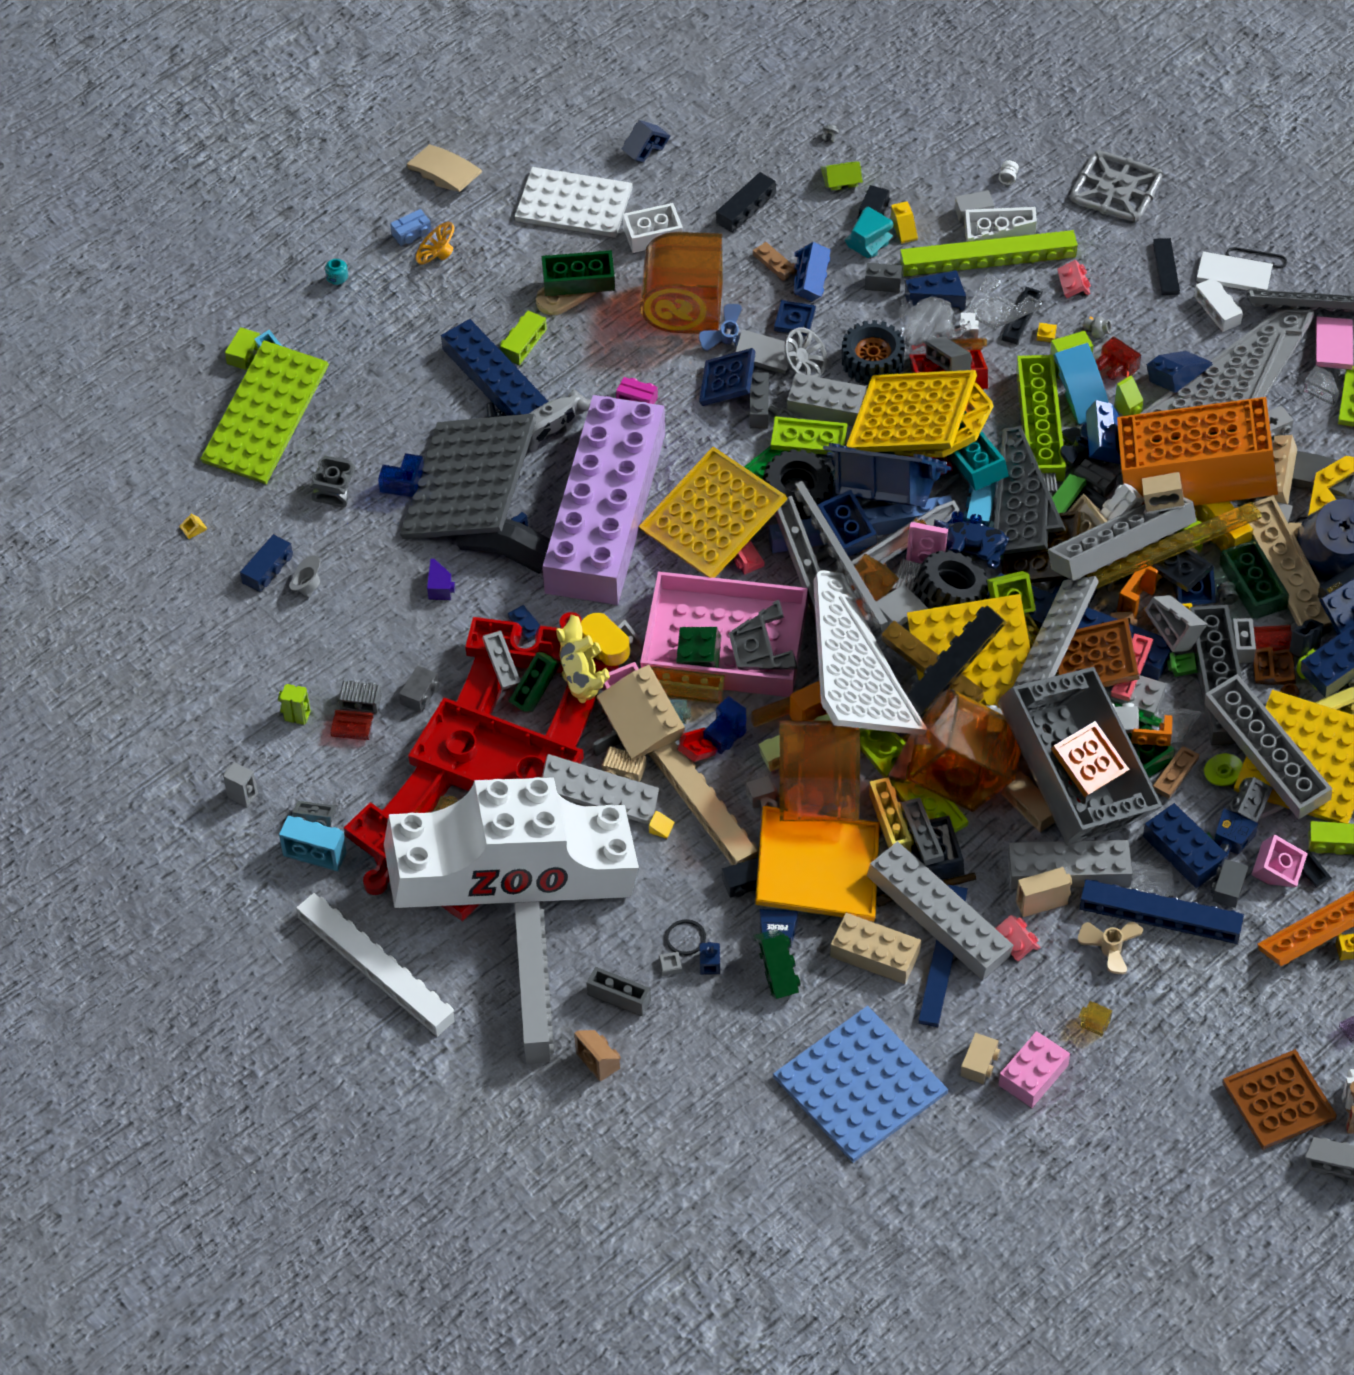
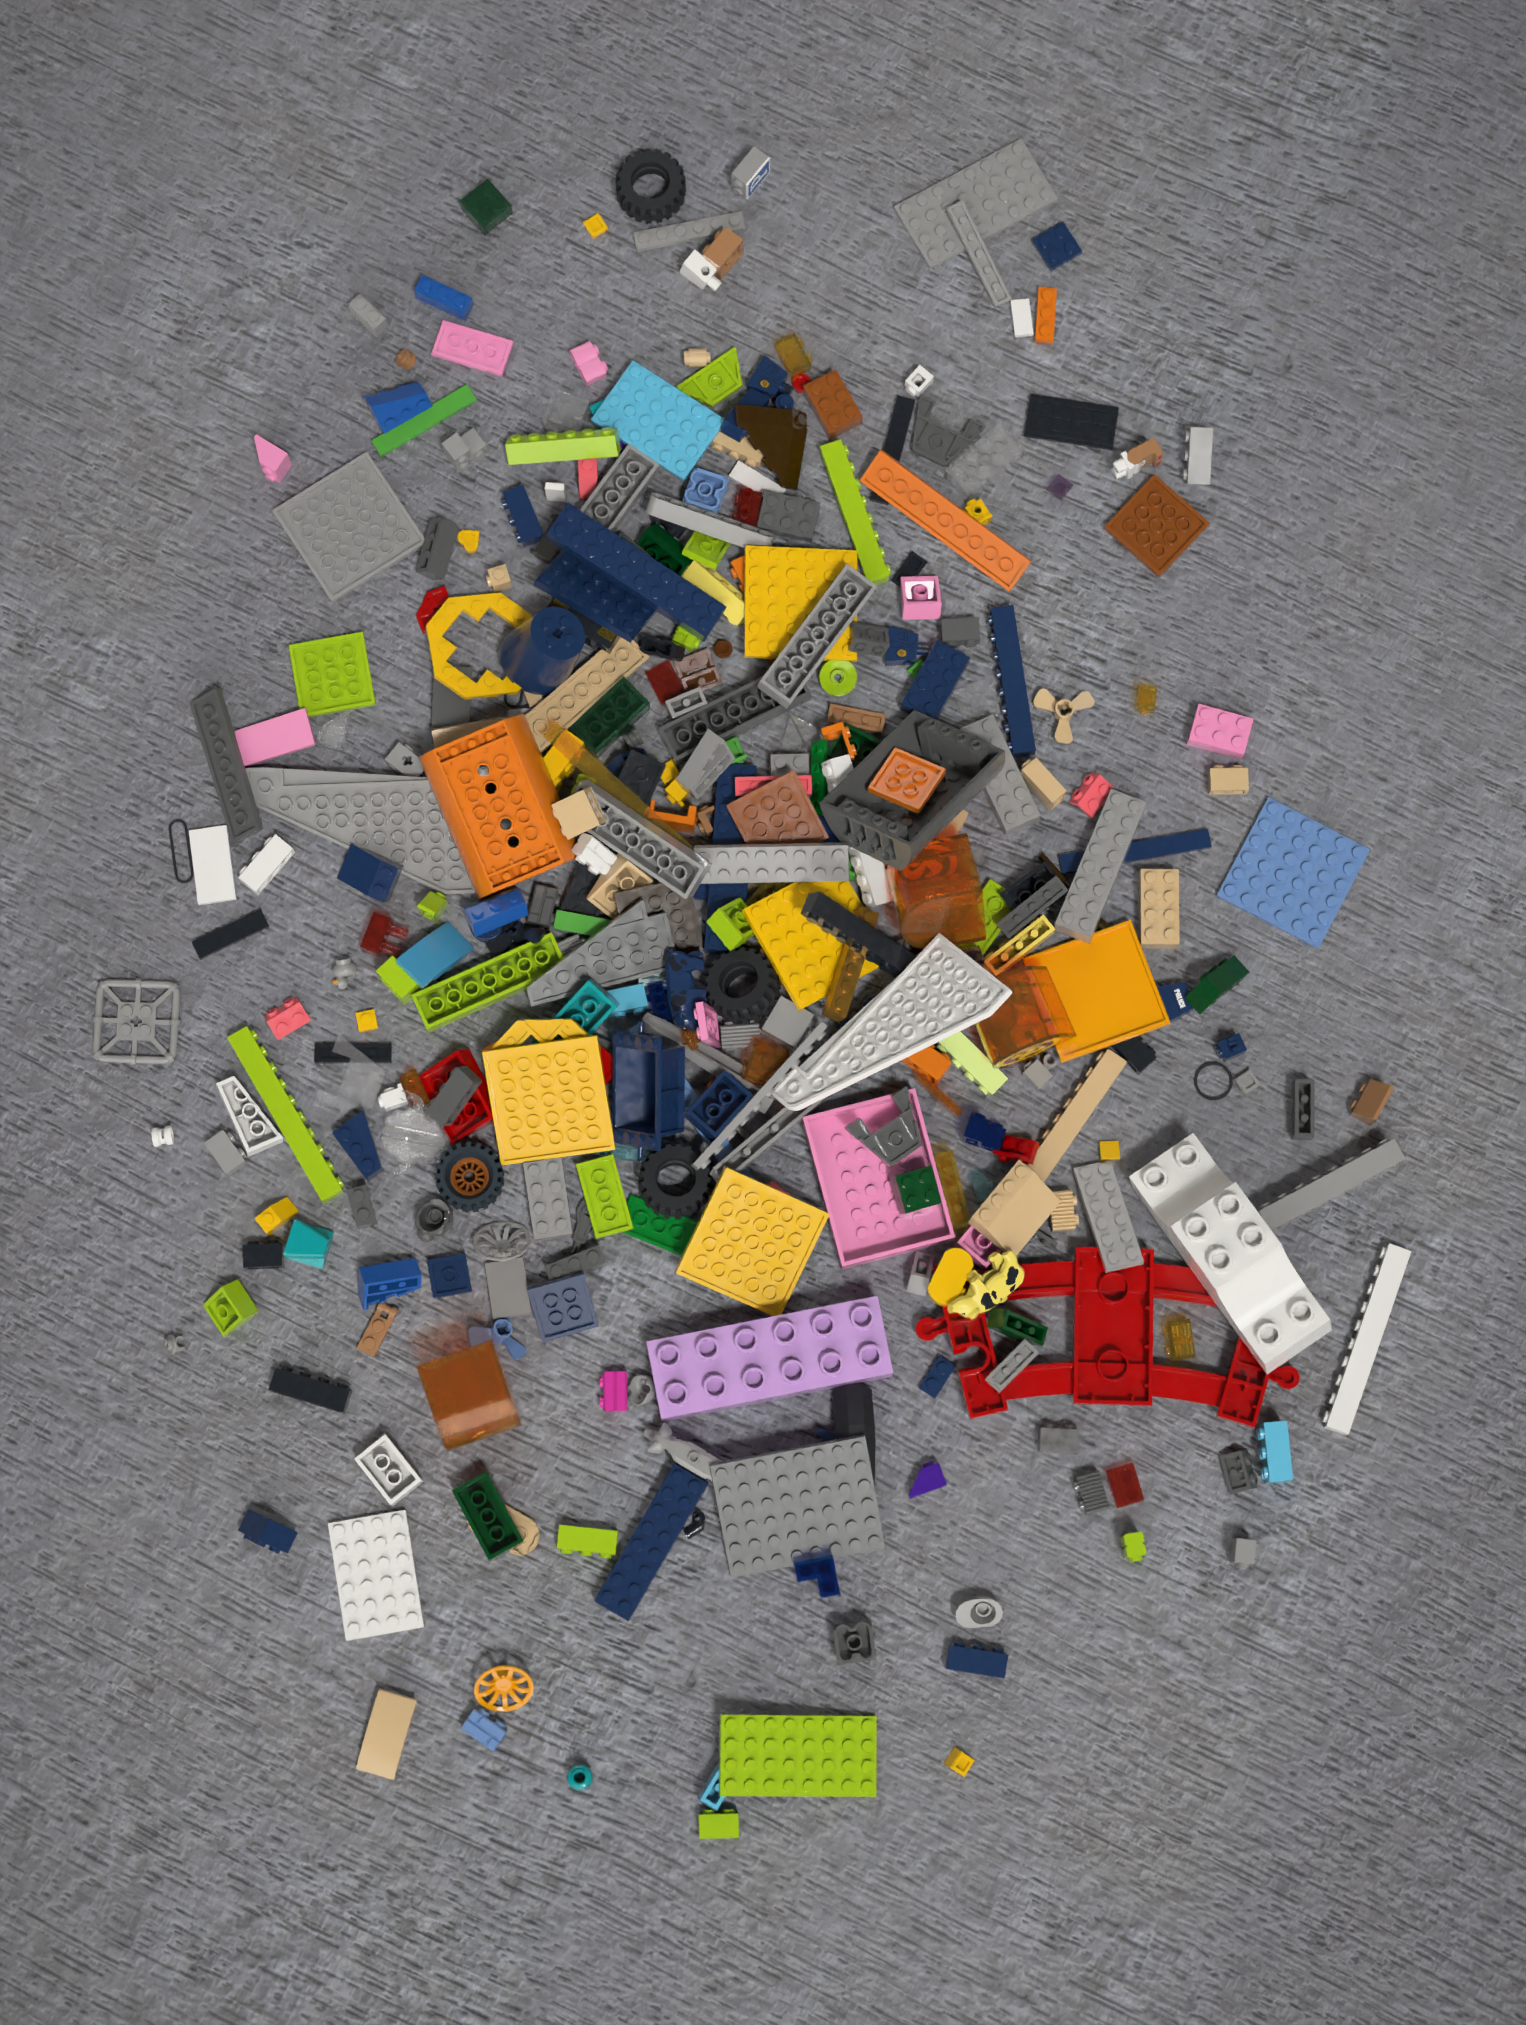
camera: 115 degrees left, 25 degrees up
(846, 315) = (433, 1219): none -> dark grey piece

